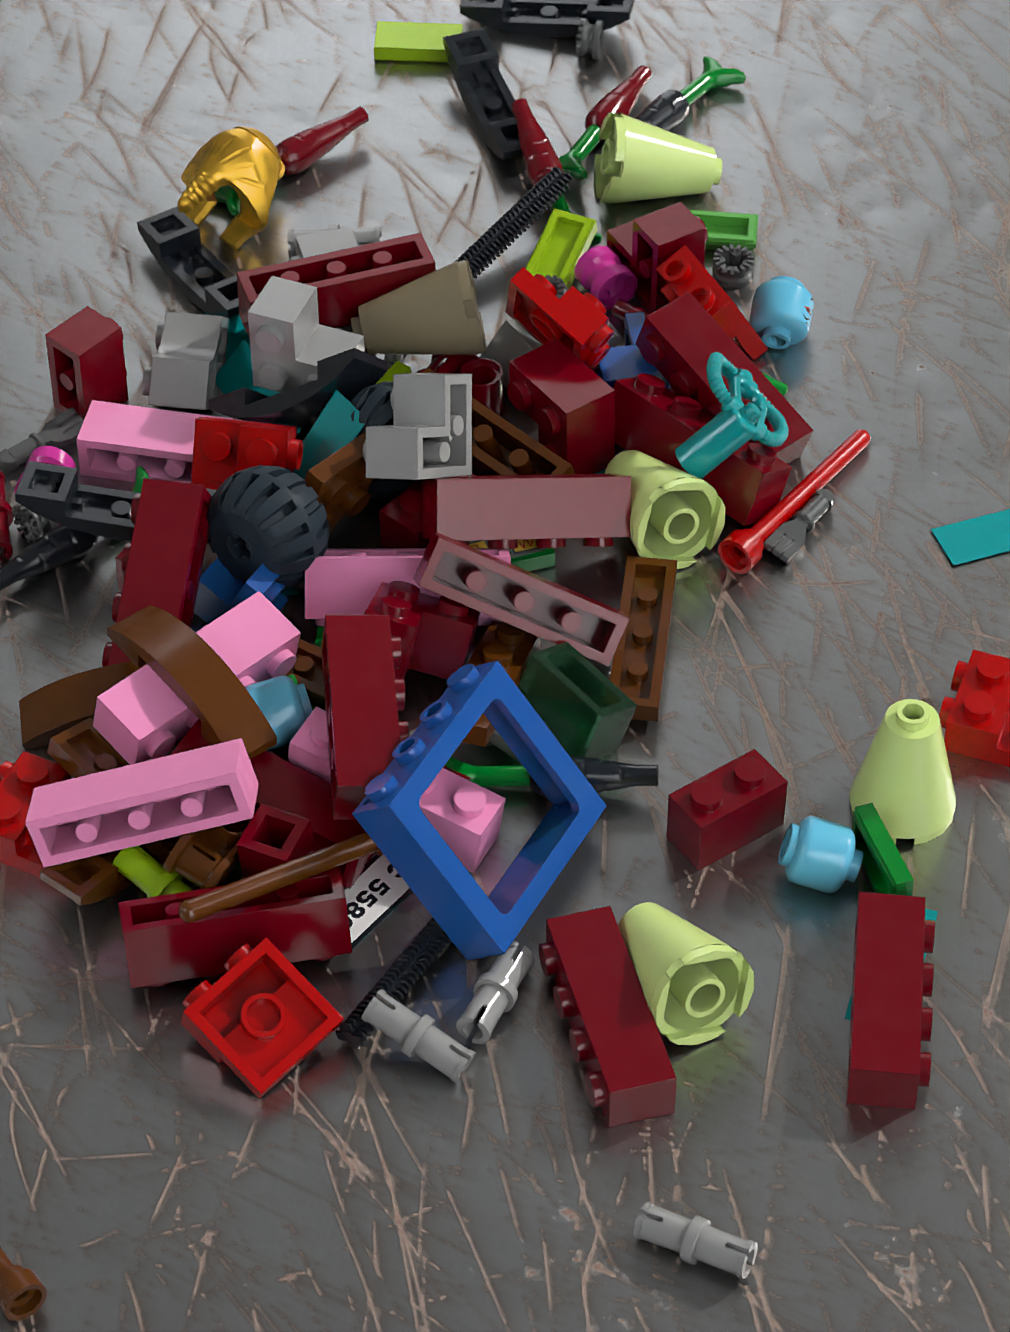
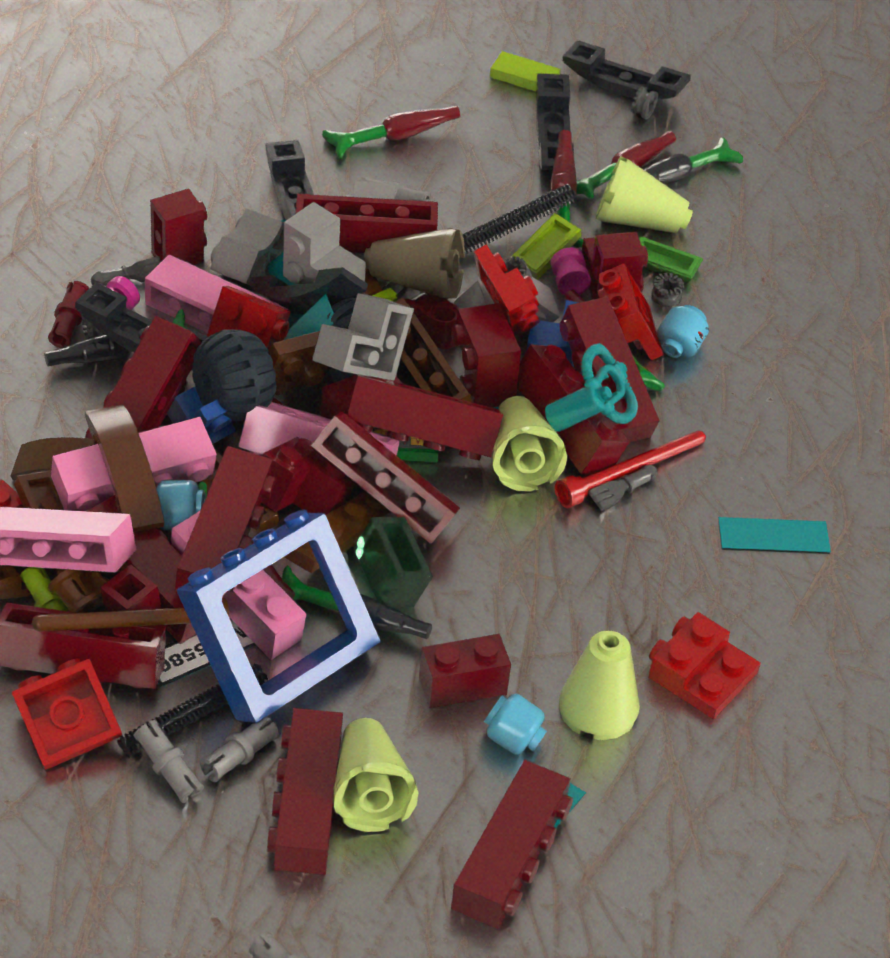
camera: 15 degrees right, 0 degrees up
(237, 159) = (351, 122): pearl gold piece -> none
(642, 651) = (470, 530): reddish brown plate -> none
(880, 855) = (557, 736): green tile -> none

